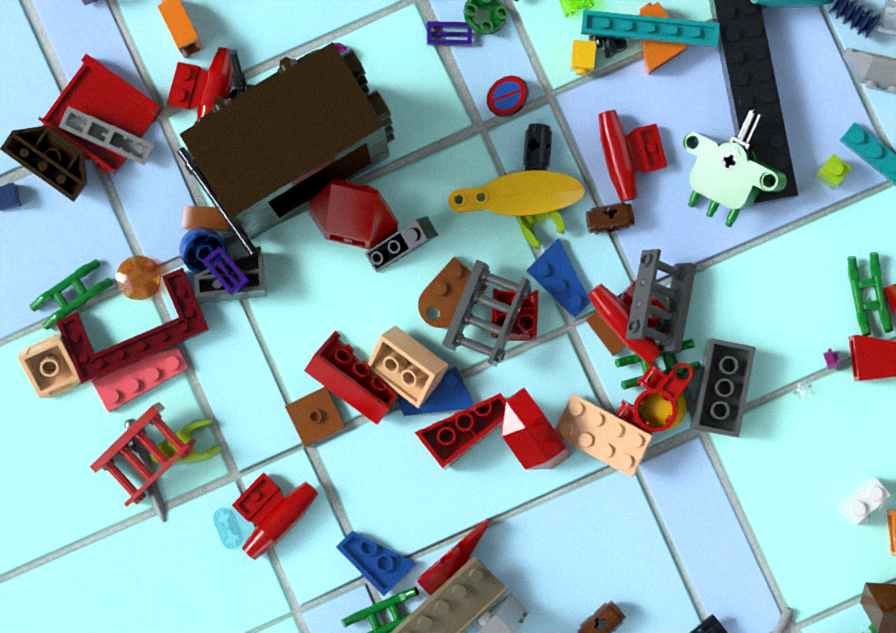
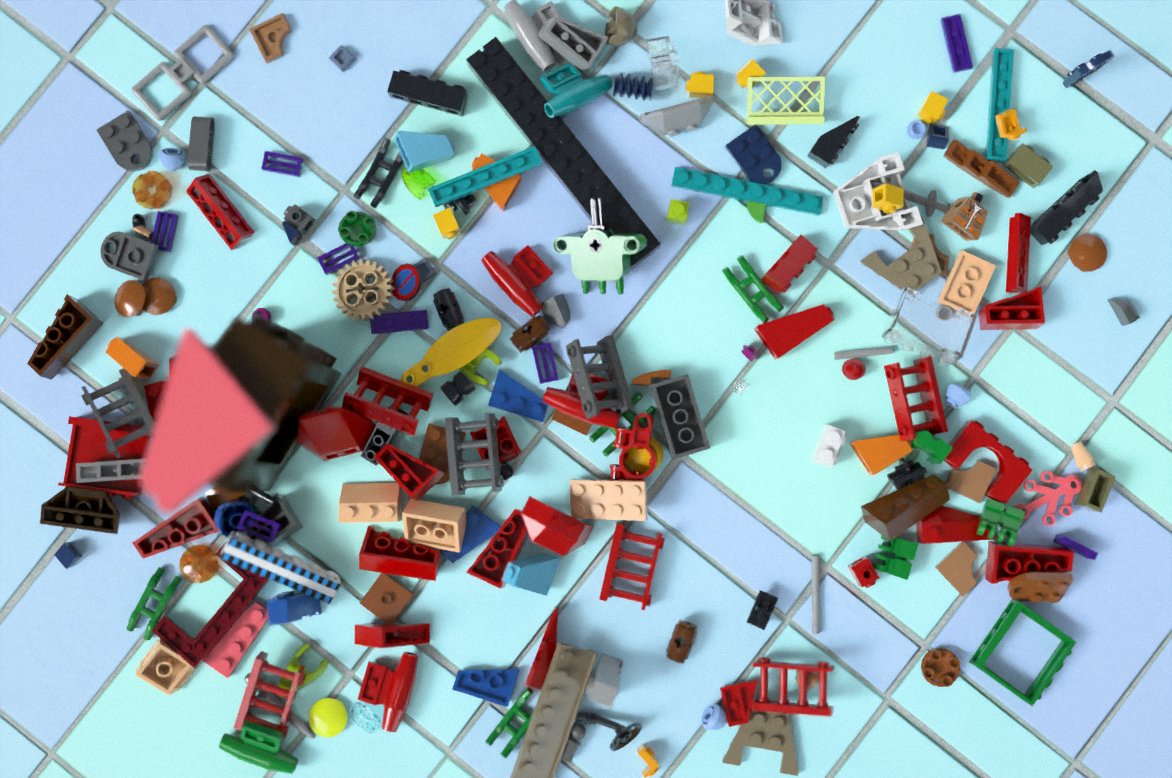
camera: 25 degrees left, 0 degrees up
(105, 501) = (259, 747): none -> green plate
(148, 230) = (184, 526): none -> red wedge
(161, 67) = (132, 397): none -> dark grey fence
(190, 508) = (328, 717): none -> neon yellow dish
(214, 373) = (291, 607): none -> blue wedge
(225, 325) = (280, 567): none -> brick
(241, 138) = (200, 426): none -> coral slope
(302, 456) = (391, 635): none -> red arch
(350, 307) = (370, 503): none -> light nougat slope
(409, 295) = (410, 473): none -> red wedge
(436, 201) = (392, 388): none -> red fence
(466, 62) = (363, 273): none -> tan gear
(478, 134) = (399, 322): none -> dark purple tile
(483, 470) = (532, 573): none -> medium azure slope
(505, 235) = (457, 388): none -> black wheel
(511, 348) = (506, 470): none -> black plate
(535, 93) = (425, 269): none -> sand blue tile
(582, 496) = (618, 553): none -> red fence
(603, 276) = (541, 347): none -> dark purple tile
(650, 208) = (556, 310): none -> dark grey brick
(707, 329) = (645, 379): none -> dark orange slope

